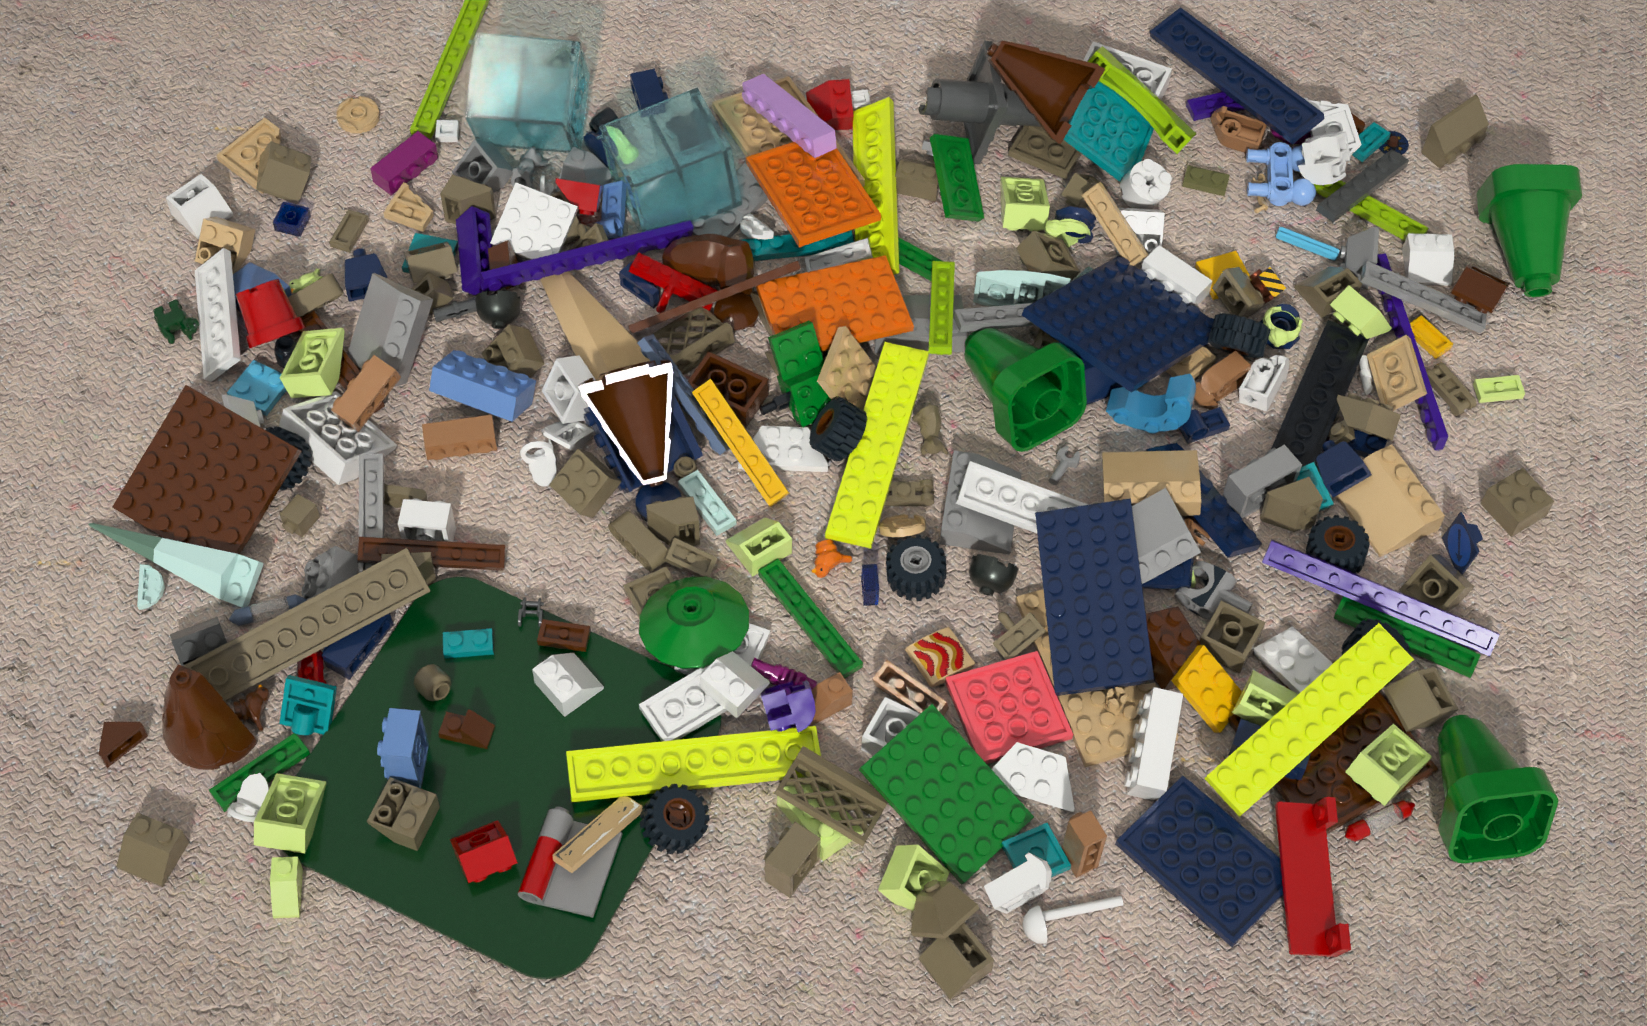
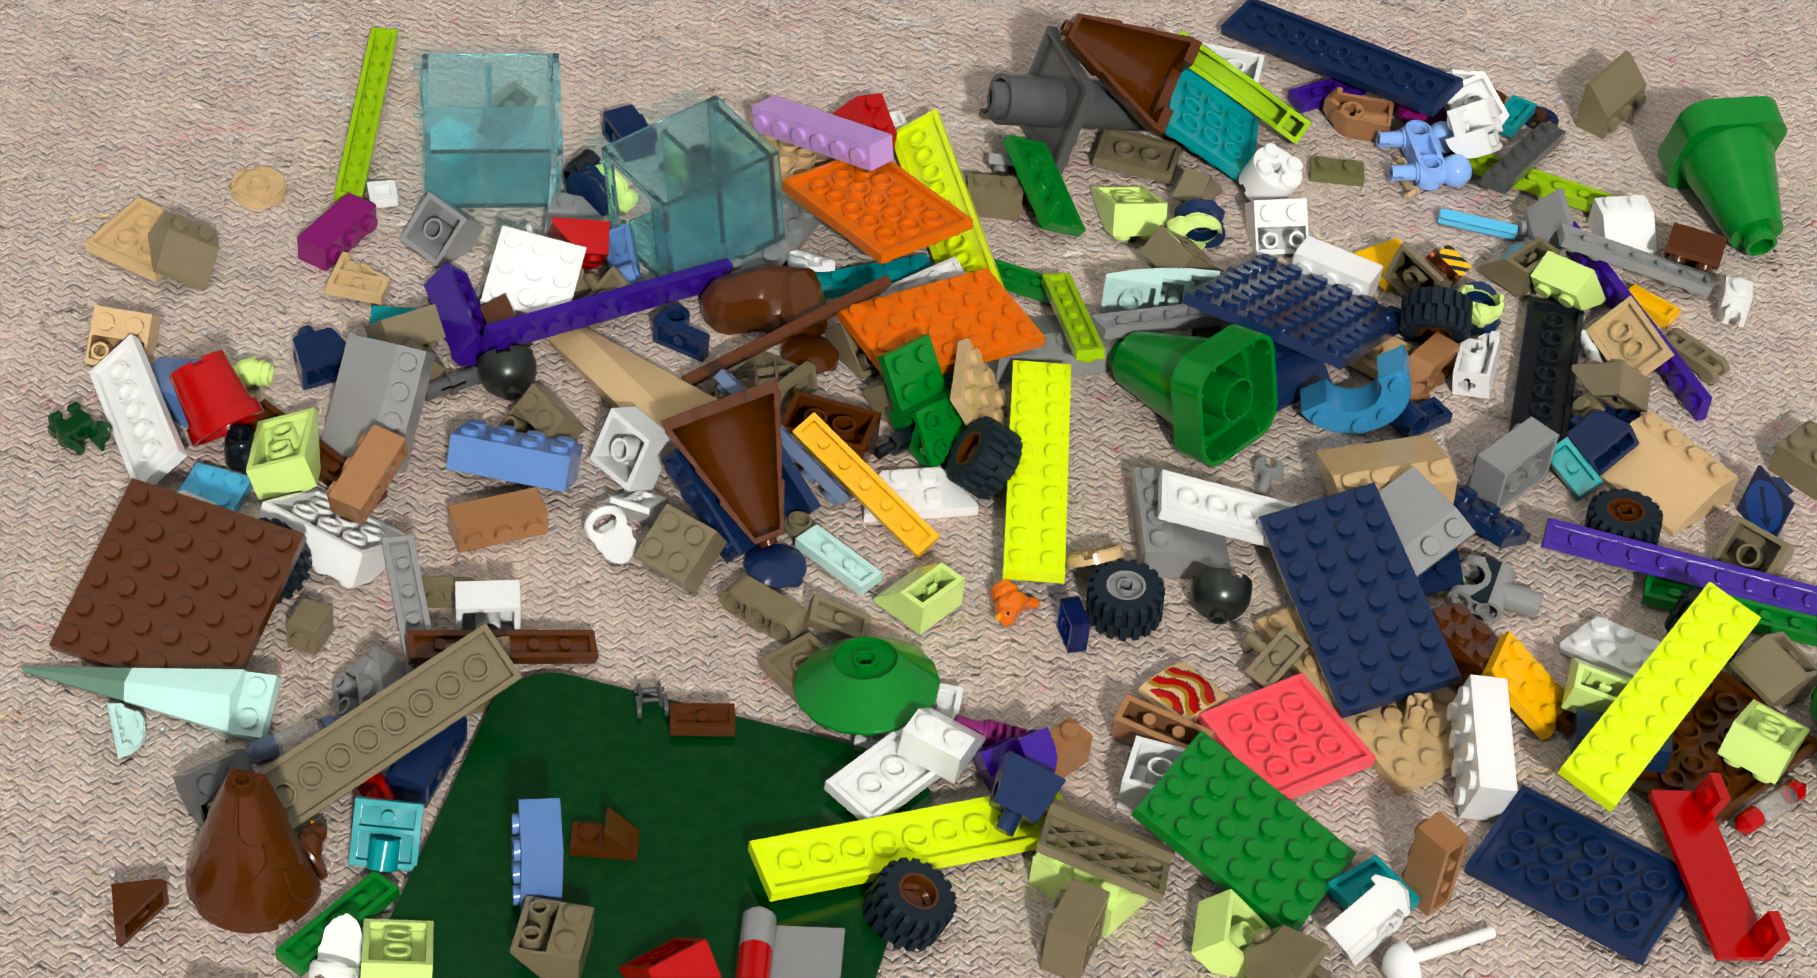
camera: 15 degrees left, 15 degrees down
(195, 202) = (71, 294): white slope -> none
(291, 219) = (203, 305): clear blue piece -> none
(316, 295) = (271, 375): dark tan beam -> none
(349, 231) = (282, 312): dark tan tile -> none
(432, 682) = (546, 783): dark tan head -> none
(461, 194) = (428, 252): dark tan slope -> none
(468, 643) = (577, 743): teal plate -> none
(525, 170) = (499, 215): light grey animal -> none
(566, 681) = (718, 772): white slope -> none
(597, 833) = (816, 931): tan tile -> none
(670, 280) = (720, 322): red plate -> none
(674, 519) = (809, 572): dark tan slope -> none
(780, 738) = (1022, 792): none -> dark blue torso
(810, 618) = (1007, 669): green plate -> none
(904, 493) = (1084, 528): dark tan plate -> none
(930, 426) = (1092, 447): dark tan animal -> none
(1036, 775) = (1349, 805): white wing -> none
(1114, 224) = (1249, 216): tan tile -> none
(1231, 636) = (1535, 624): dark tan brick -> none
(1292, 506) = (1557, 486): dark tan slope -> none
(1498, 388) = (1749, 349): yellowish green plate -> none
(1499, 343) = (1735, 300): none -> white brick

